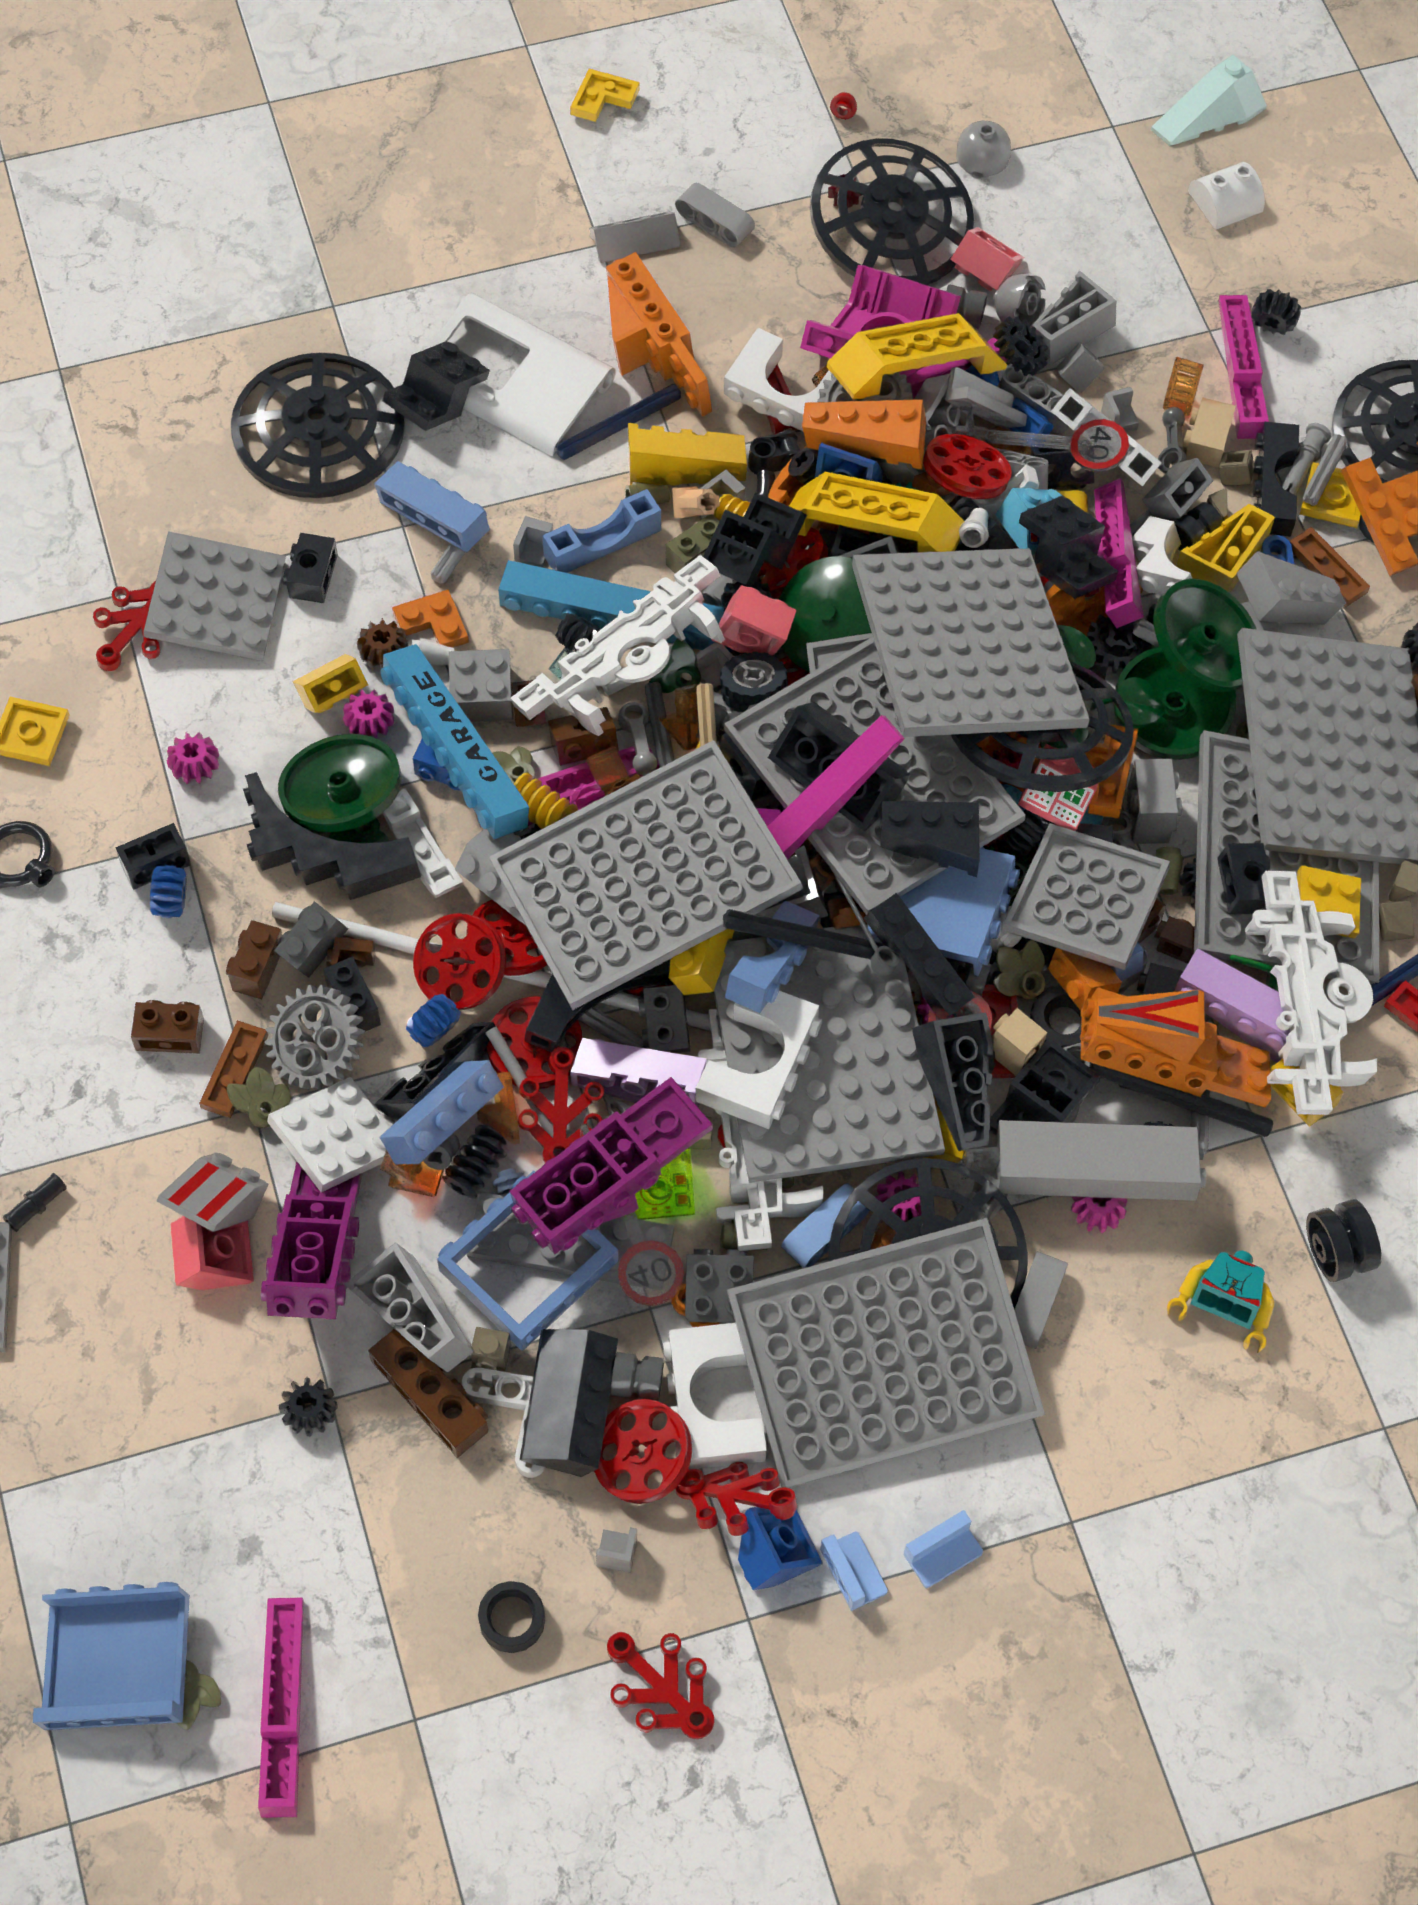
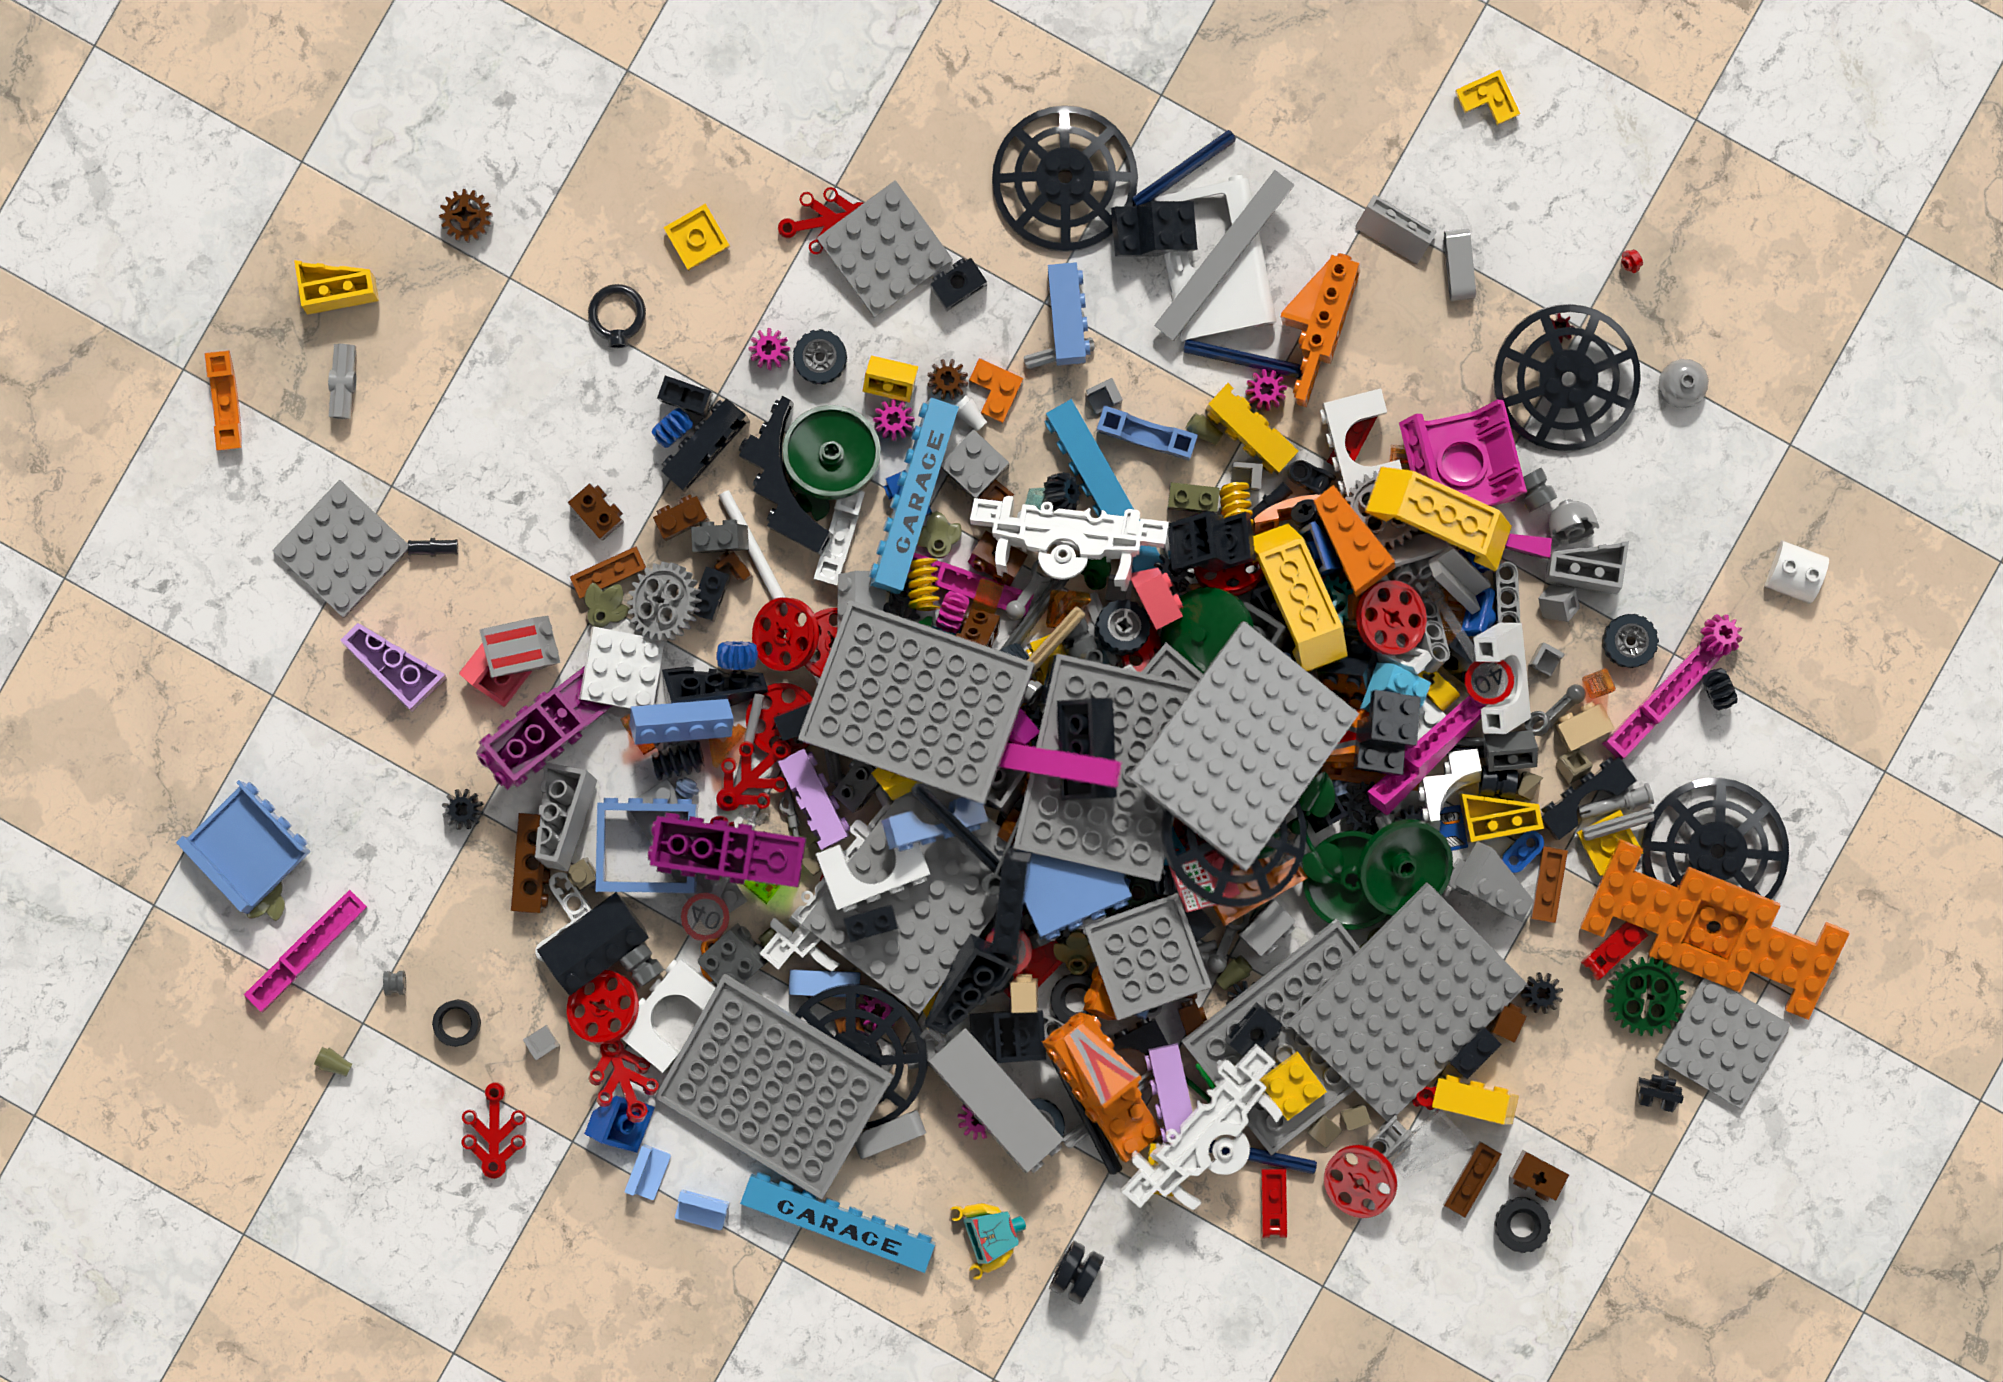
camera: 55 degrees right, 25 degrees up
(100, 1340) = (399, 671): none -> lavender wedge
(213, 879) = (705, 444): none -> black wedge
(249, 710) = (815, 343): none -> black wheel
(407, 1640) = (394, 983): none -> dark grey wheel
(413, 328) = (1185, 168): none -> dark blue axle
(421, 1786) = (332, 1062): none -> olive cone
(517, 355) = (1224, 255): none -> light grey tile
(665, 415) = (1265, 398): none -> dark pink gear
(693, 501) = (1219, 467): light nougat piece -> none
(813, 1102) = (871, 923): none -> black brick
(933, 831) = (1092, 845): black wedge -> none
(975, 528) = (1346, 666): white cone -> none
(986, 258) = (1590, 469): coral slope -> none
(1021, 346) = (1525, 562): black gear -> none
(1082, 1426) = (837, 1222): none -> dark azure brick
(1165, 331) = (1630, 626): none -> black wheel
(1218, 99) = (1876, 499): light aqua wedge -> none
(1228, 278) = (1725, 643): none -> dark pink gear

